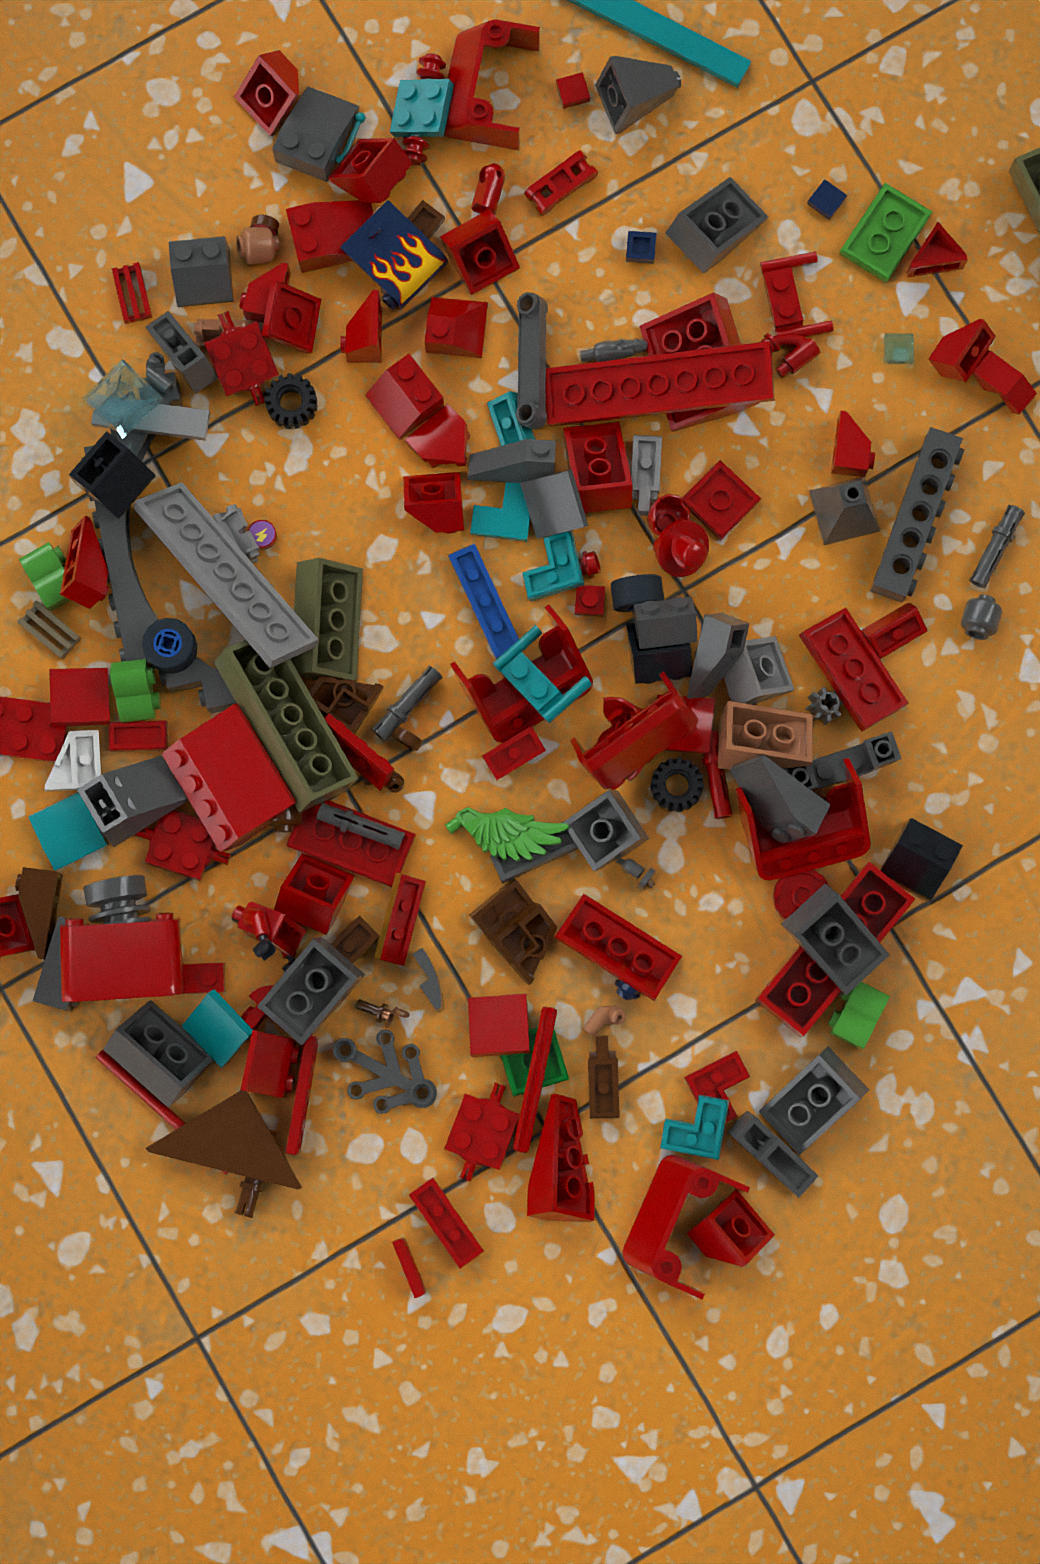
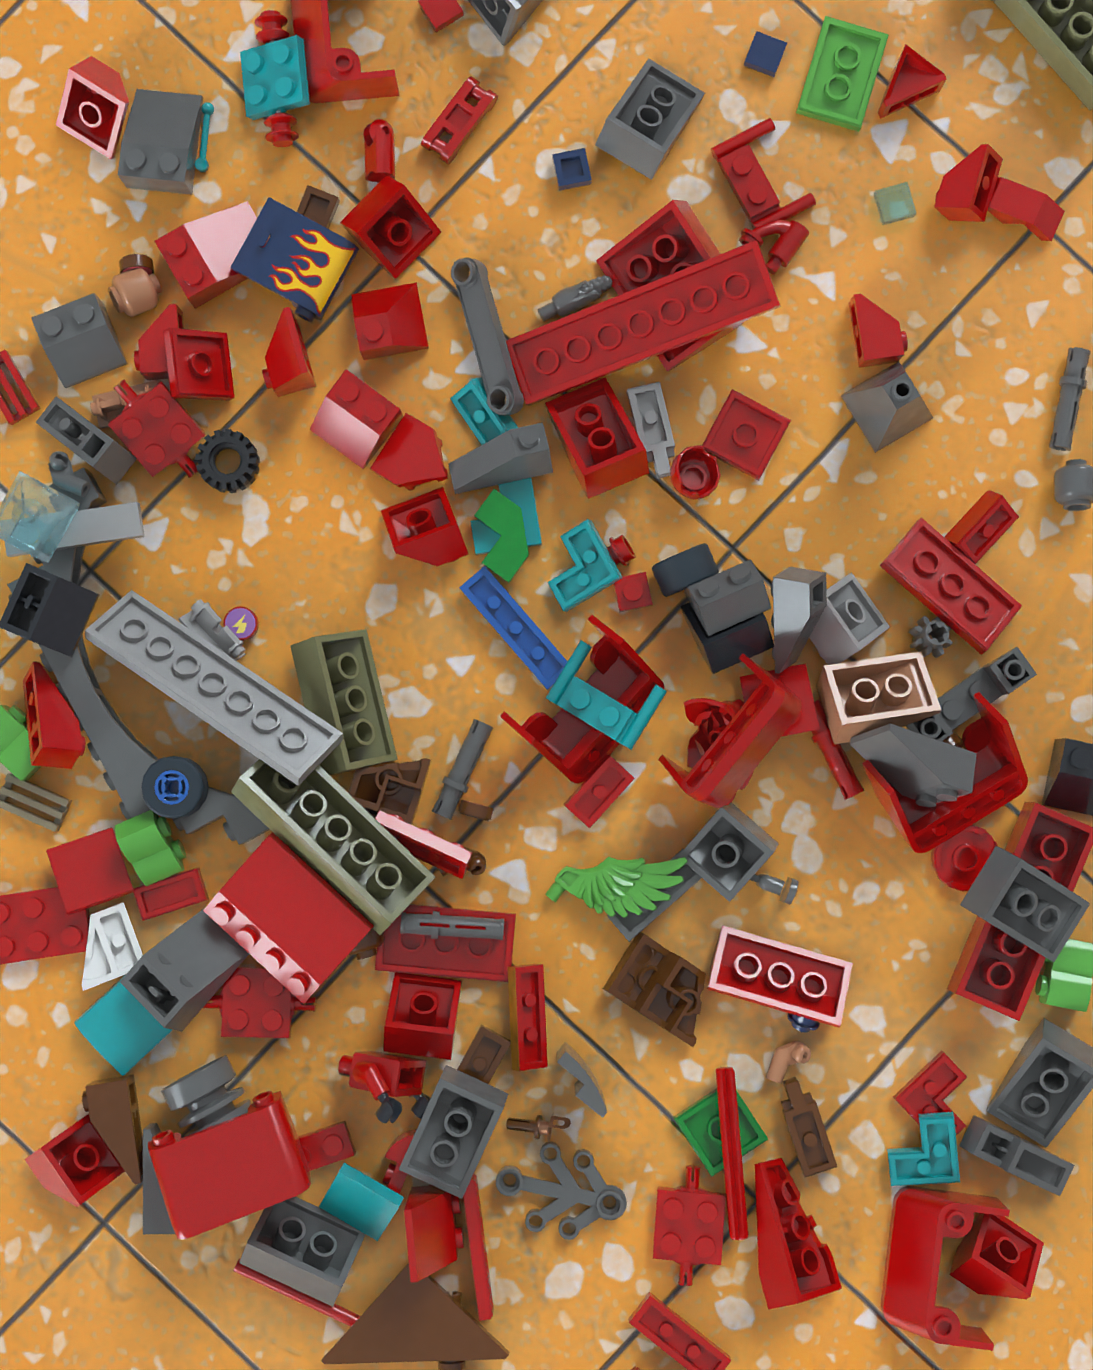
camera: 20 degrees left, 5 degrees up
(371, 169) = (239, 166): red slope -> none
(498, 1025) = (673, 1103): red tile -> none
(499, 536) = (507, 521): none -> green tile
(554, 504) = (562, 495): dark grey slope -> none
(681, 548) = (720, 504): red plate -> none
(681, 767) = (811, 767): black tyre -> none
(935, 445) = (988, 306): dark grey brick -> none

